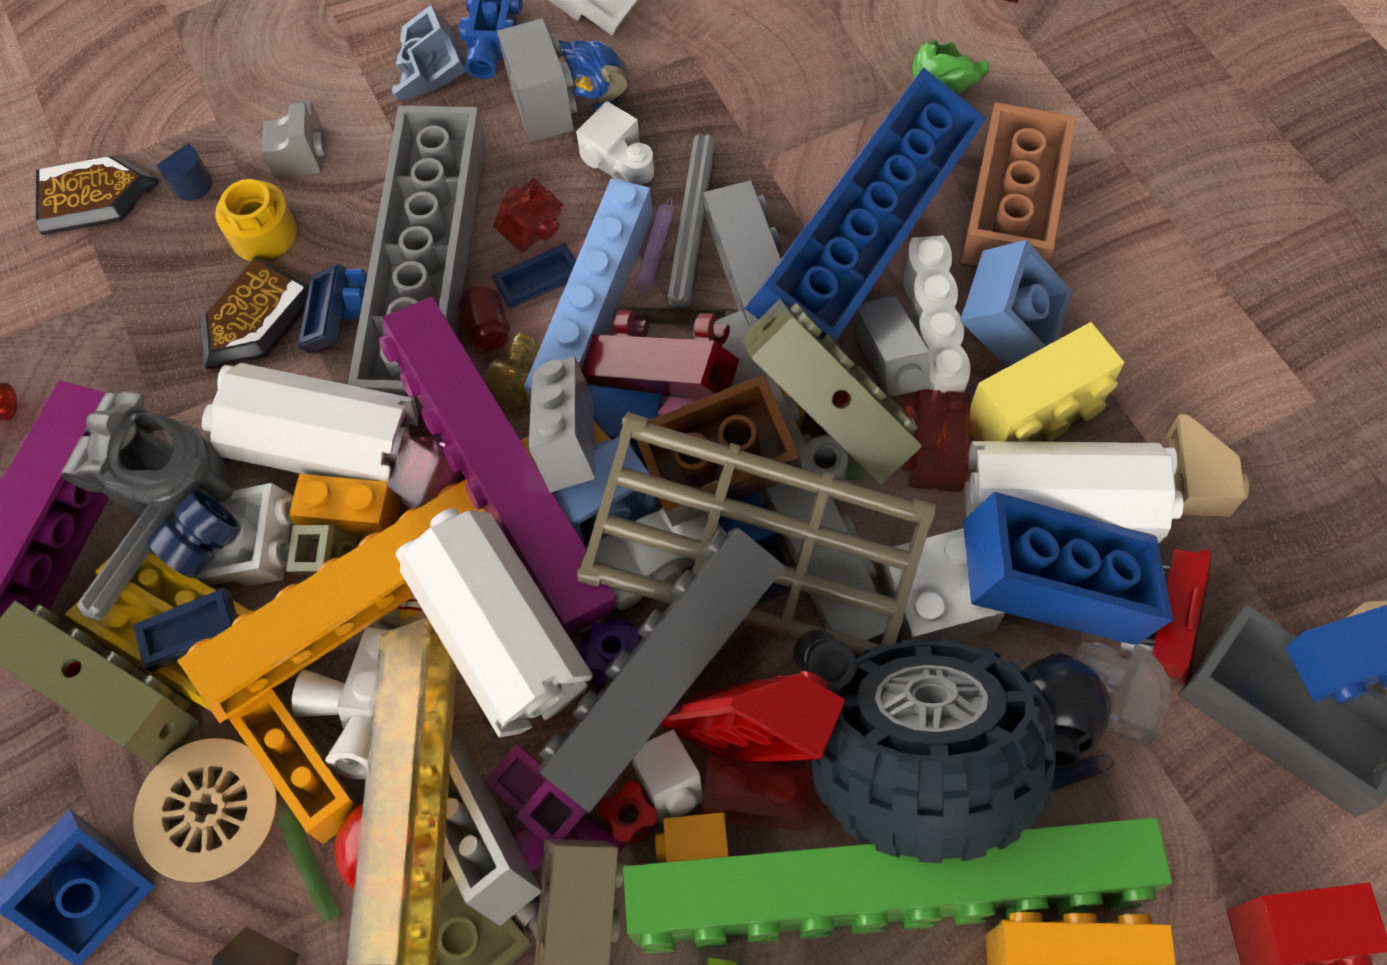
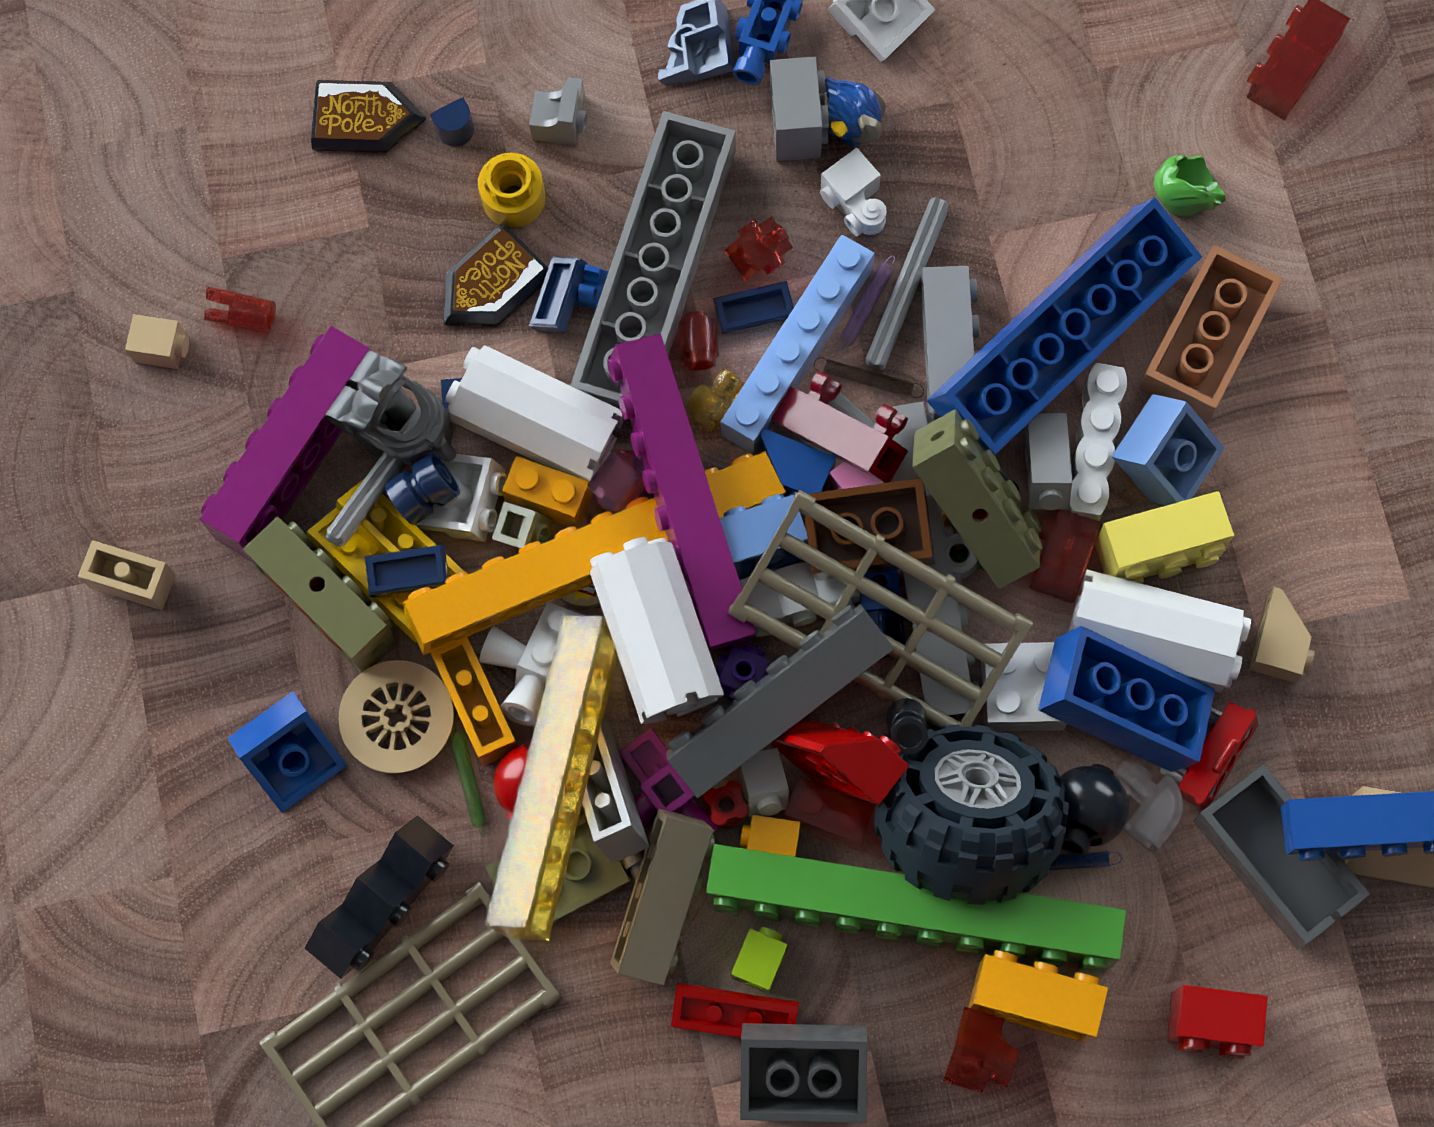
camera: 15 degrees right, 10 degrees up
(562, 424) = (746, 473): light grey brick -> none

